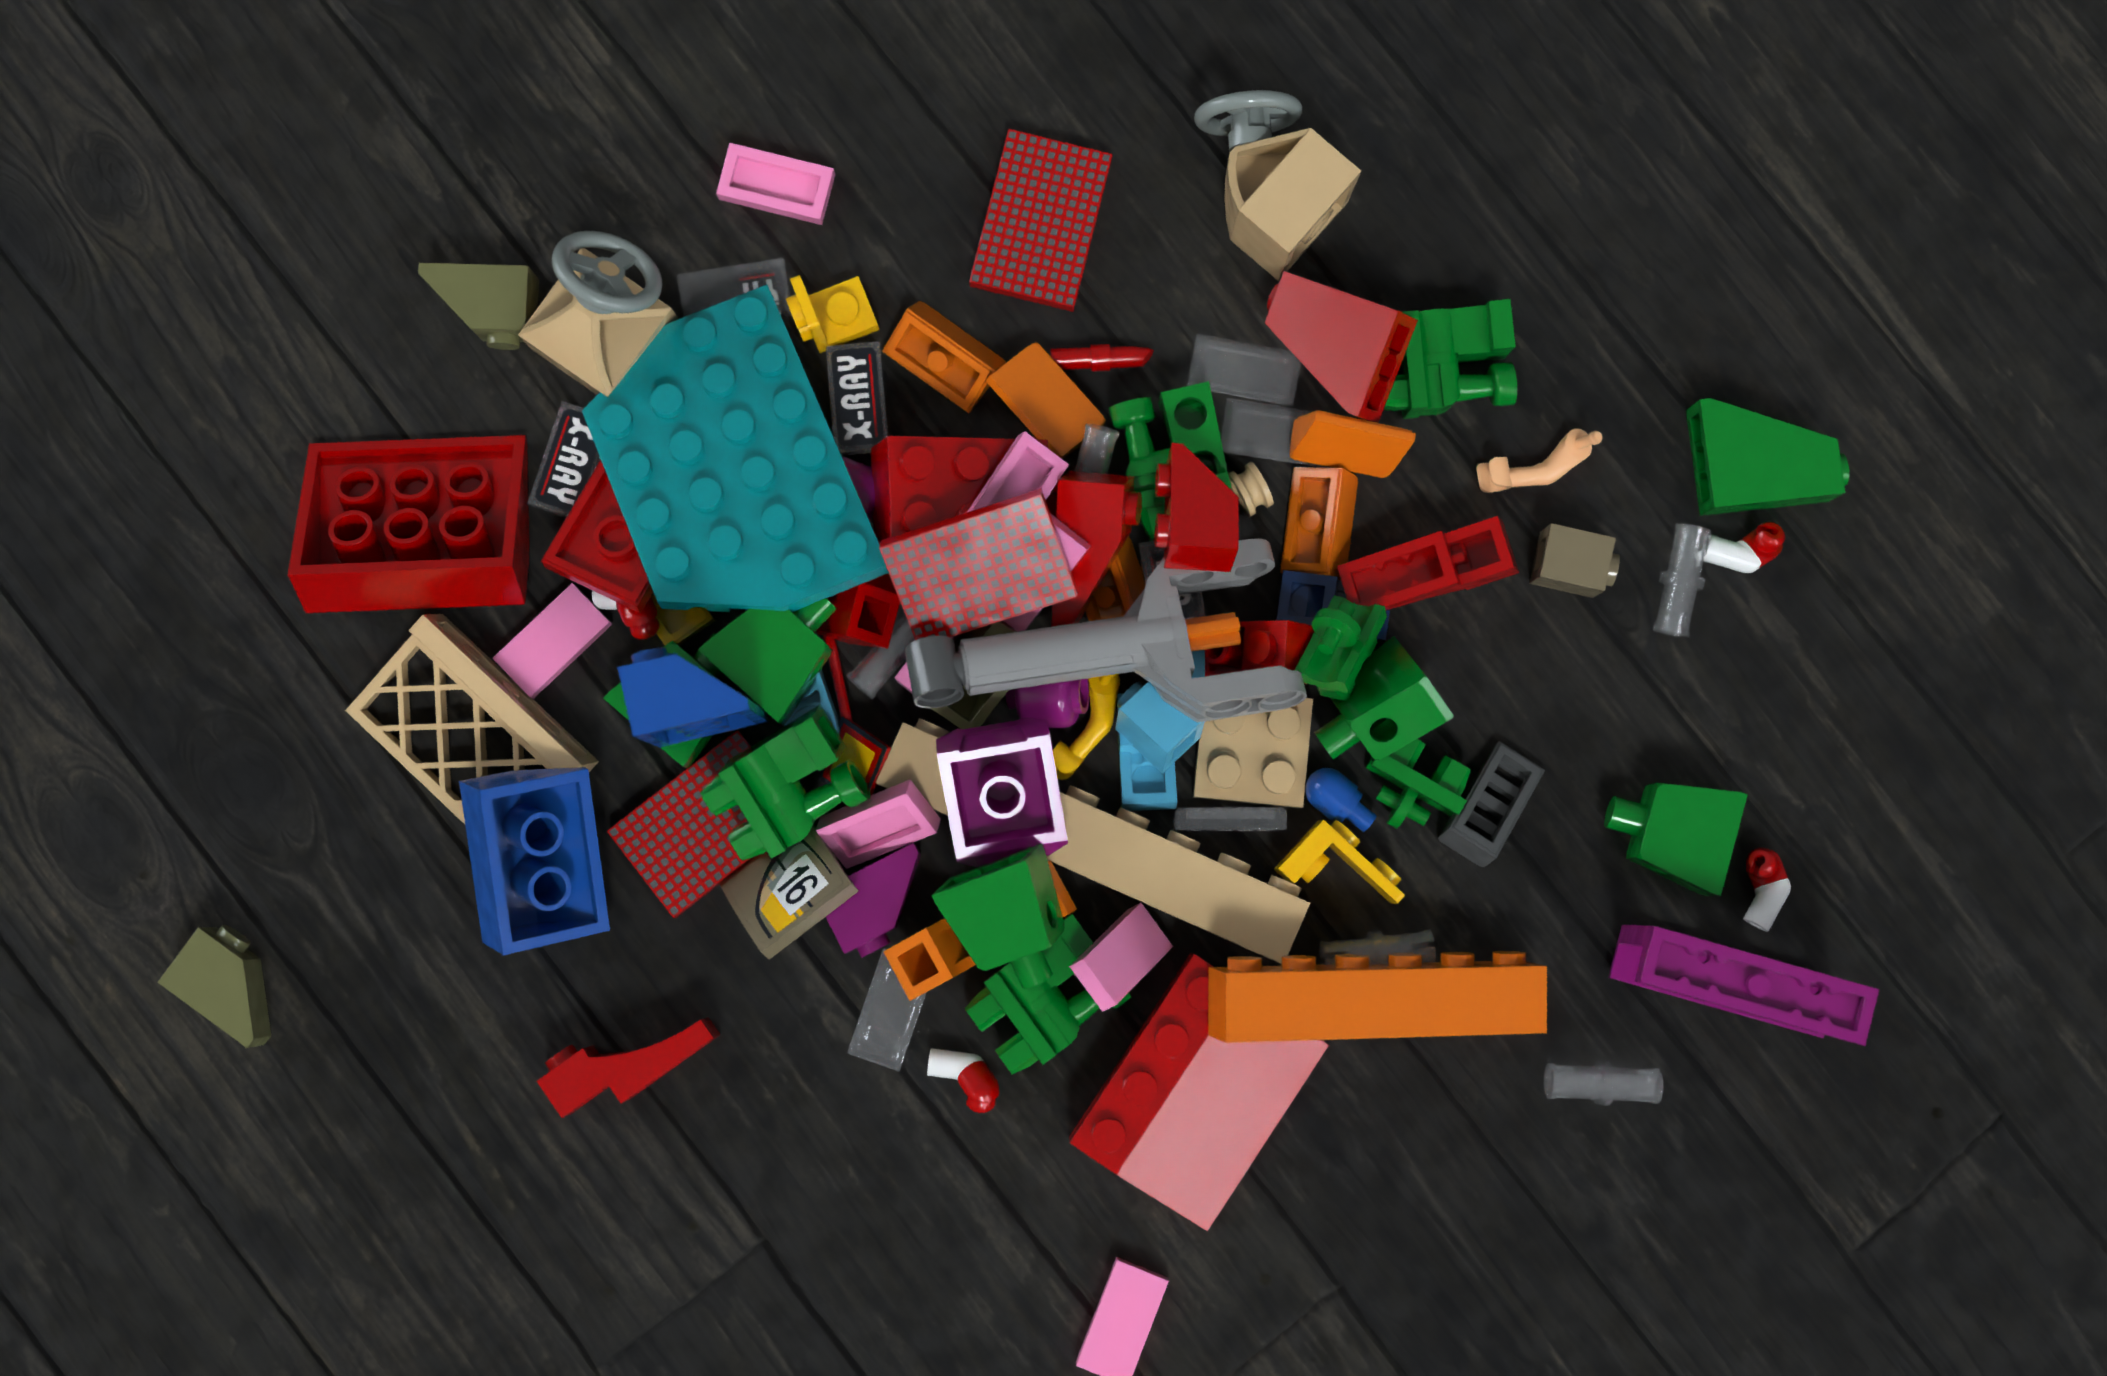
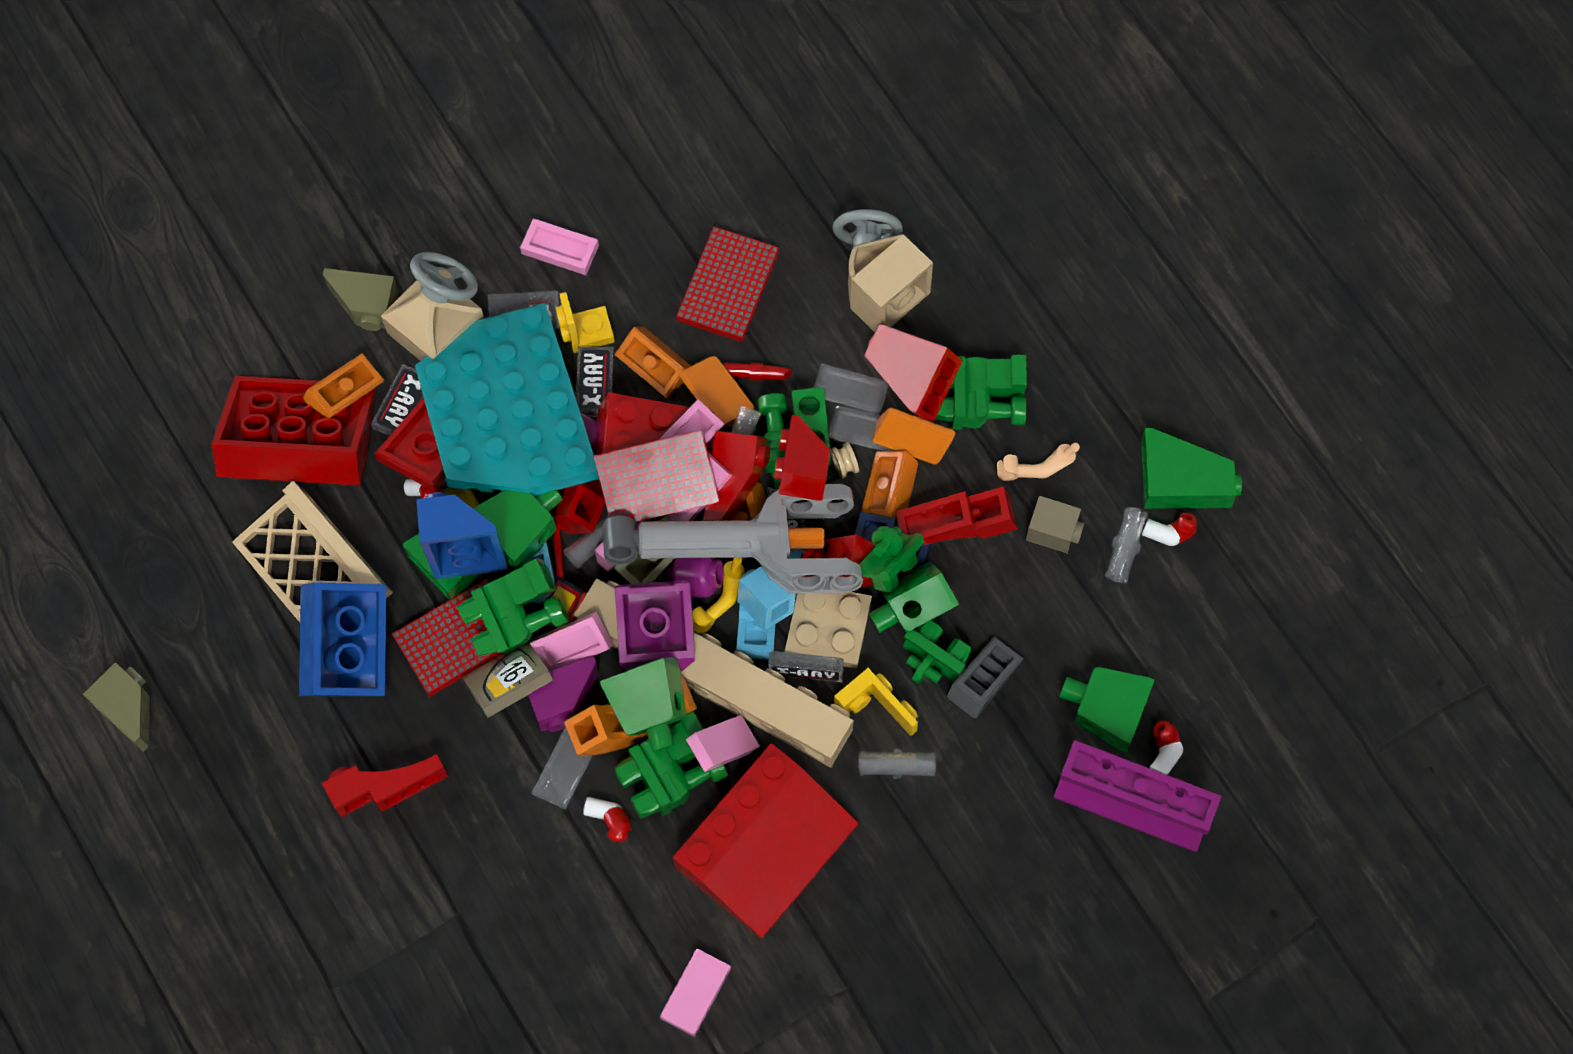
camera: 10 degrees right, 15 degrees down
(478, 451) = (343, 386): none -> orange slope
(552, 641) = (374, 512): bright pink tile -> none
(1338, 798) = (881, 660): blue cylinder -> none
(1376, 999) = (891, 784): orange brick -> none
(1603, 1083) = (1042, 865): clear pin -> none

